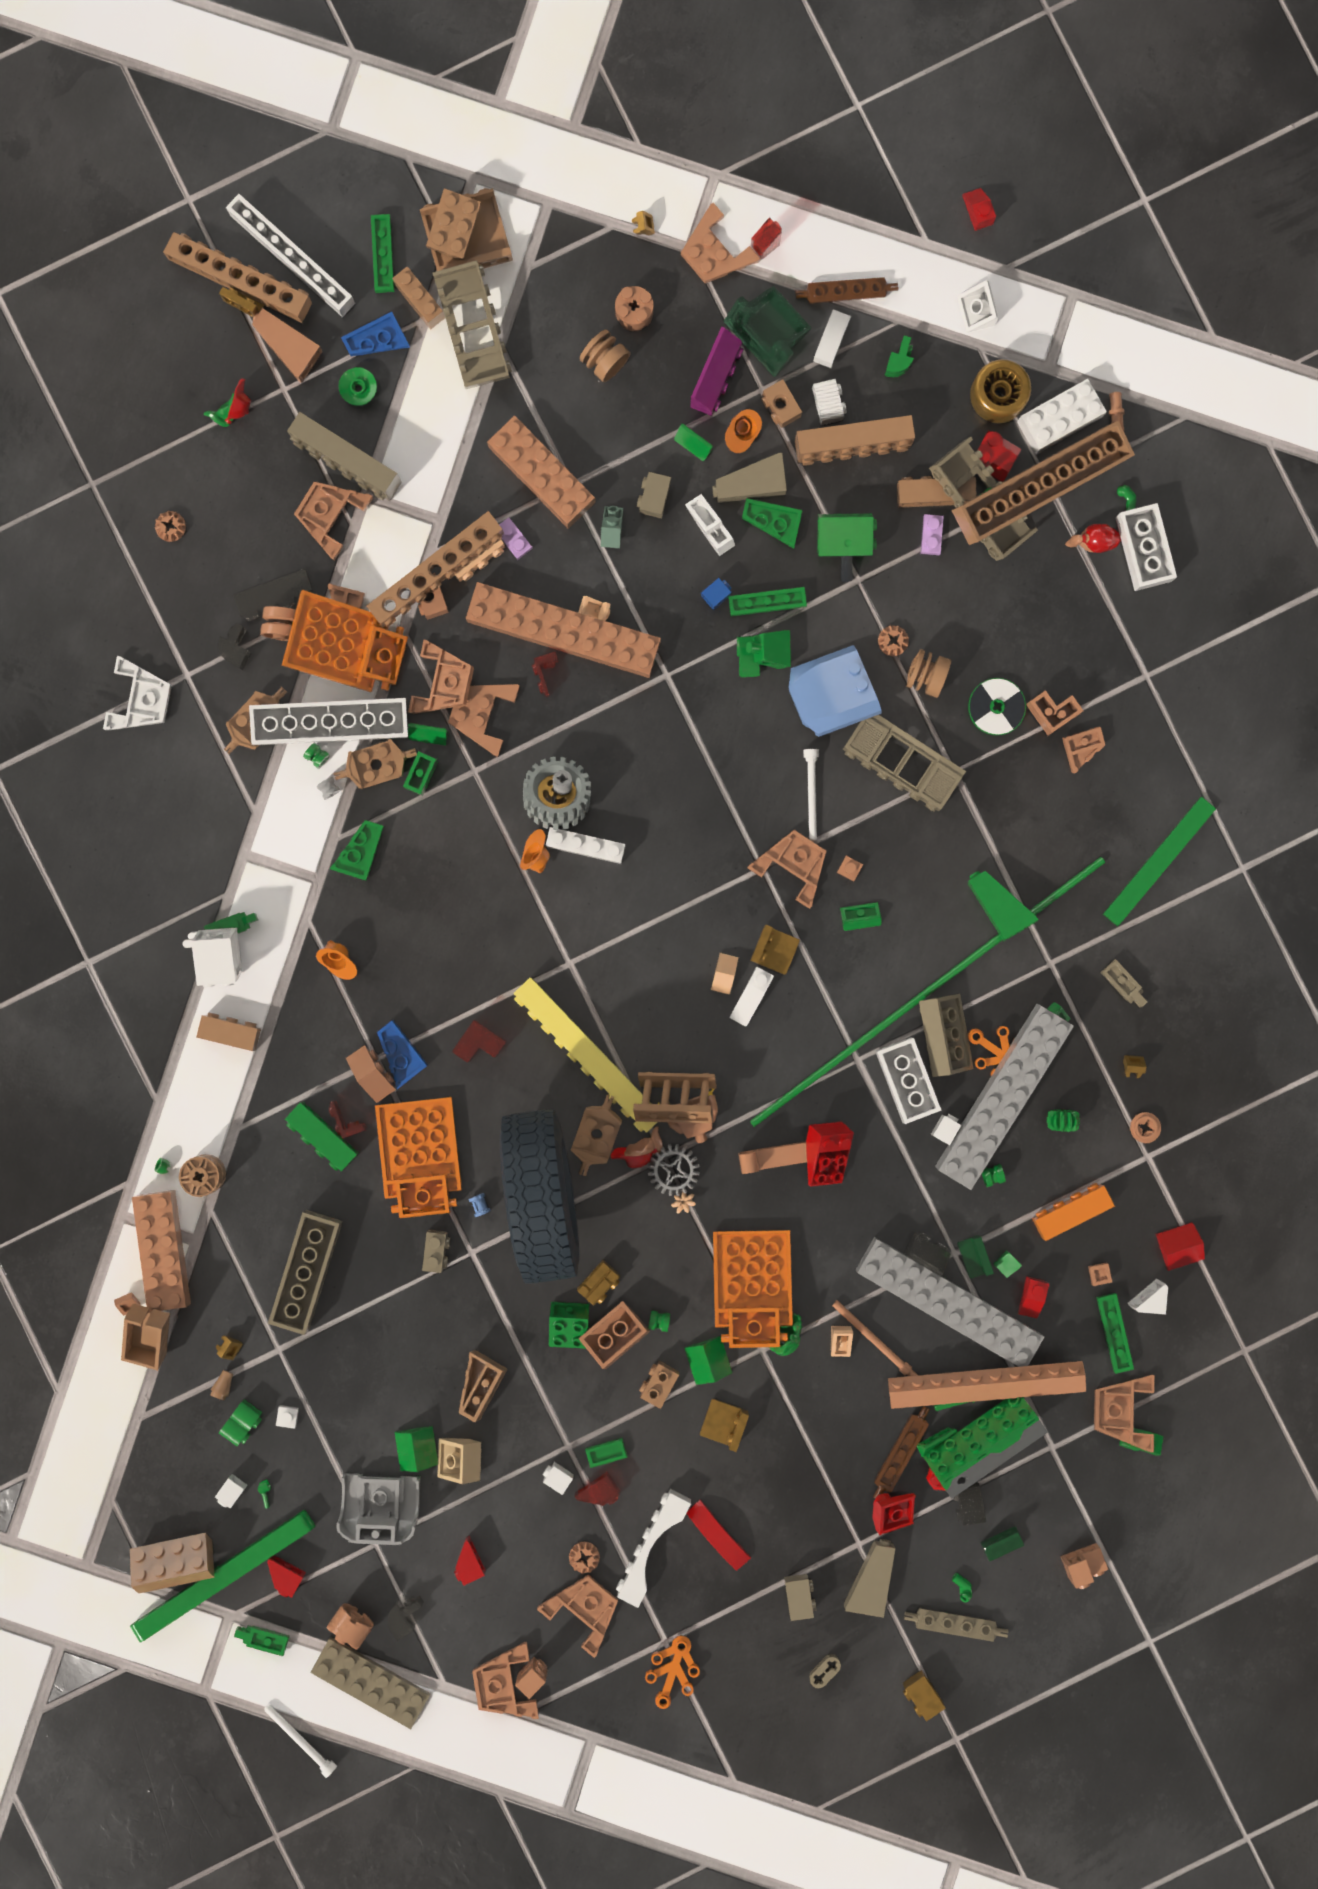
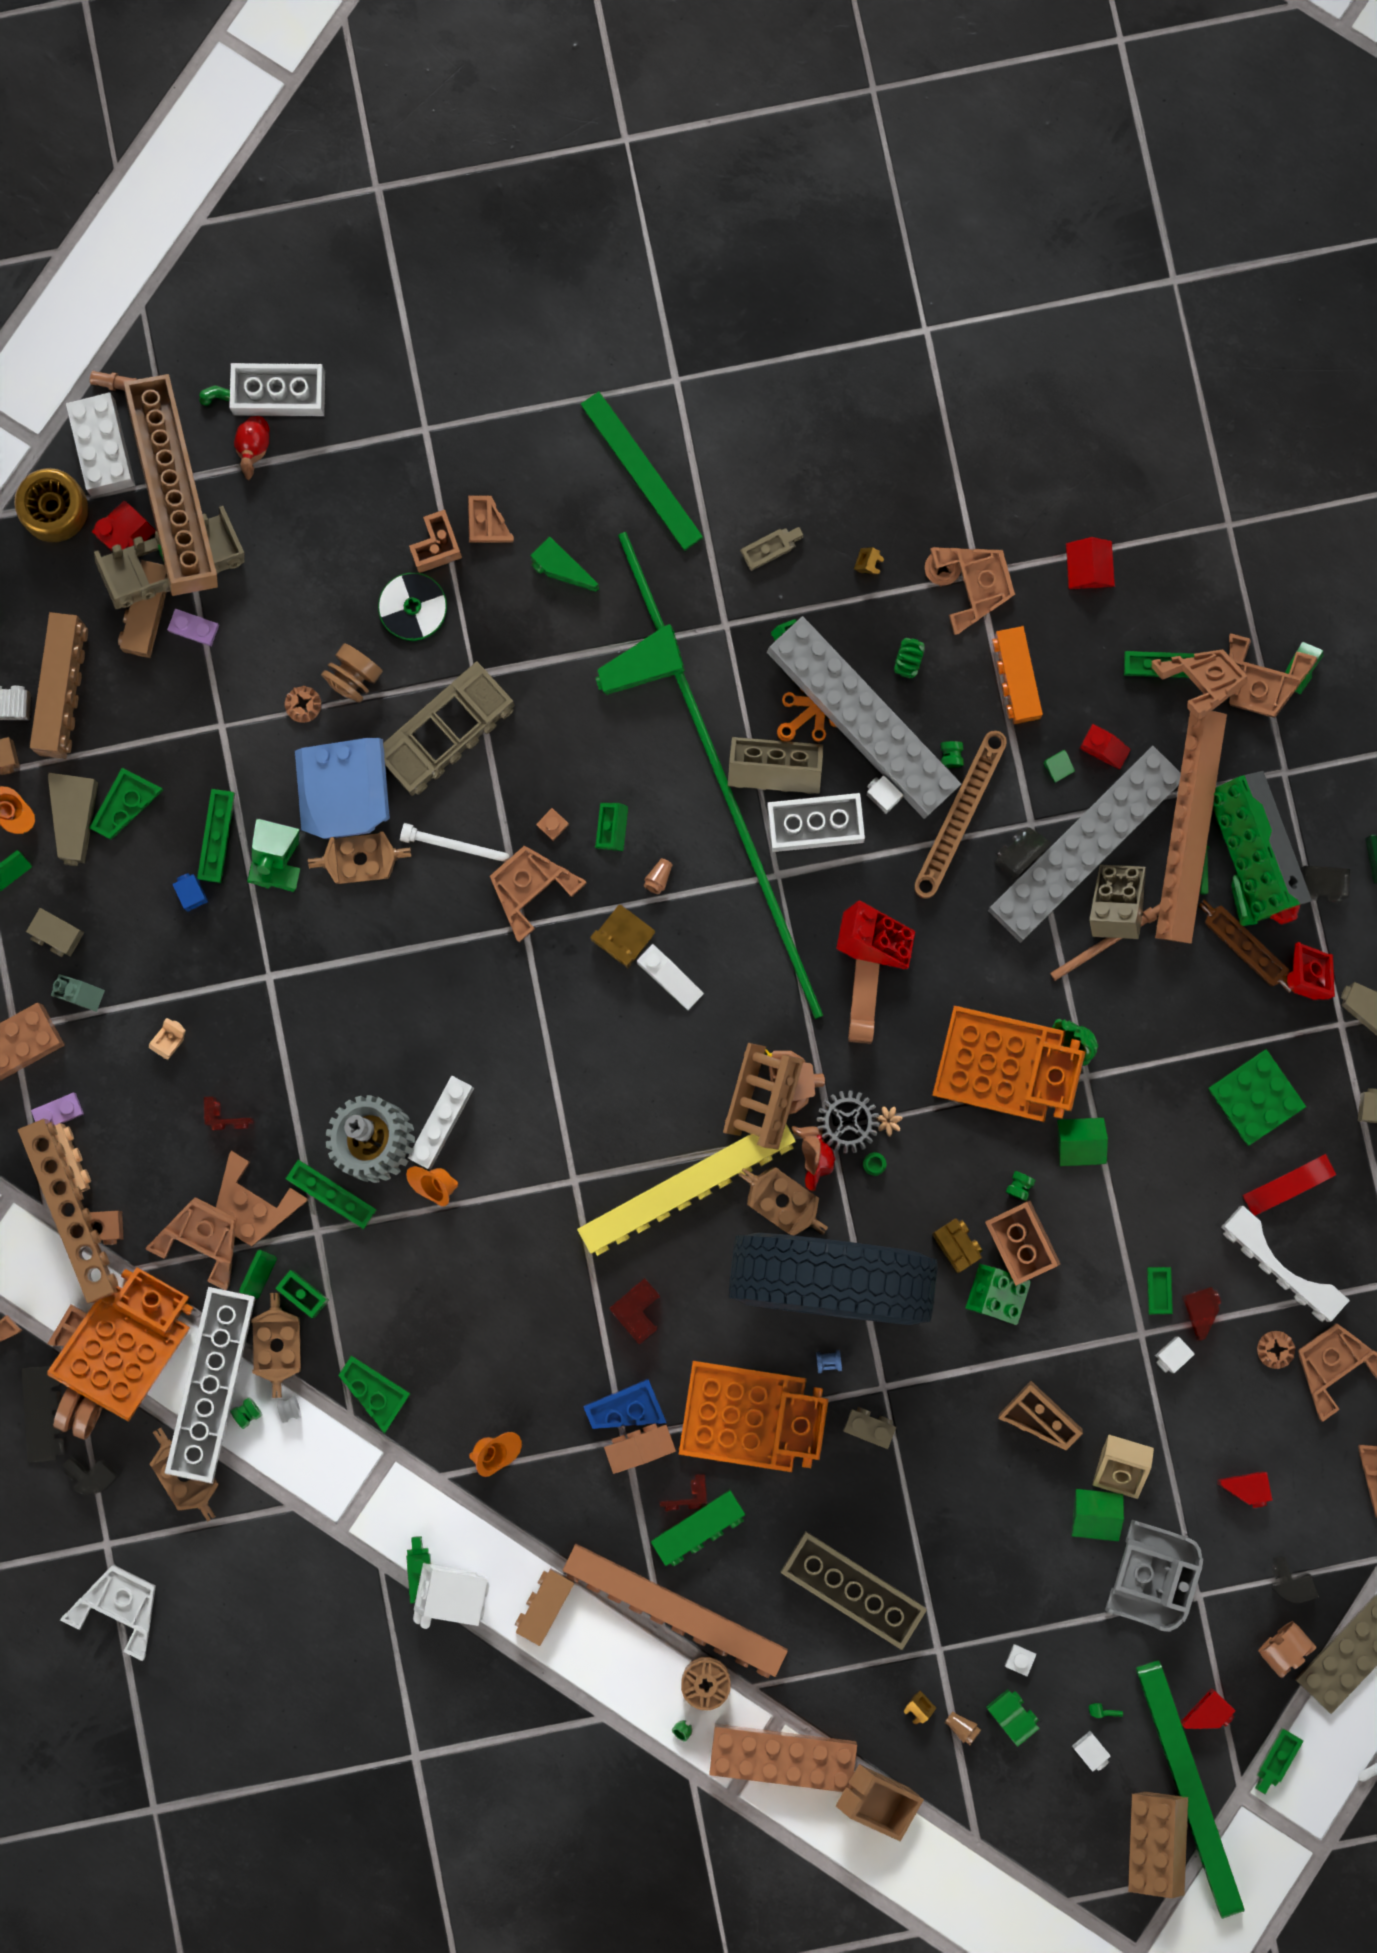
camera: 70 degrees left, 5 degrees down
(125, 1302) = (834, 1818): nougat plate -> none
(253, 1135) = (675, 1610): none -> nougat brick
(506, 774) = (331, 1194): none -> green plate
(563, 630) = (181, 1081): nougat brick -> none
(646, 1199) = (874, 1164): none -> green plate
(659, 1384) = (1094, 1206): medium nougat brick -> none
(710, 524) = (108, 878): white slope -> none
(724, 973) = (635, 1001): light nougat slope -> none
(724, 1423) = (1160, 1142): pearl gold bracket -> none
(775, 706) = (342, 851): none -> medium nougat plate
(781, 1491) = (1256, 1097): none -> green plate
(827, 964) = (658, 877): none -> nougat cone
(841, 1340) = (1099, 980): light nougat slope -> none
(846, 537) = (168, 724): green piece -> none
(909, 1341) = (1118, 902): none -> dark tan slope
(946, 1194) = (960, 814): none -> medium nougat gear
(975, 1257) = (1041, 800): dark green panel -> none
(1062, 816) = (559, 565): none -> green slope
(1100, 1274) = (1098, 663): nougat plate -> none
(1116, 1371) = (1211, 672): none -> nougat wing
(1145, 1164) = (984, 578): none -> nougat wing
(1151, 1299) = (1140, 611): white slope -> none

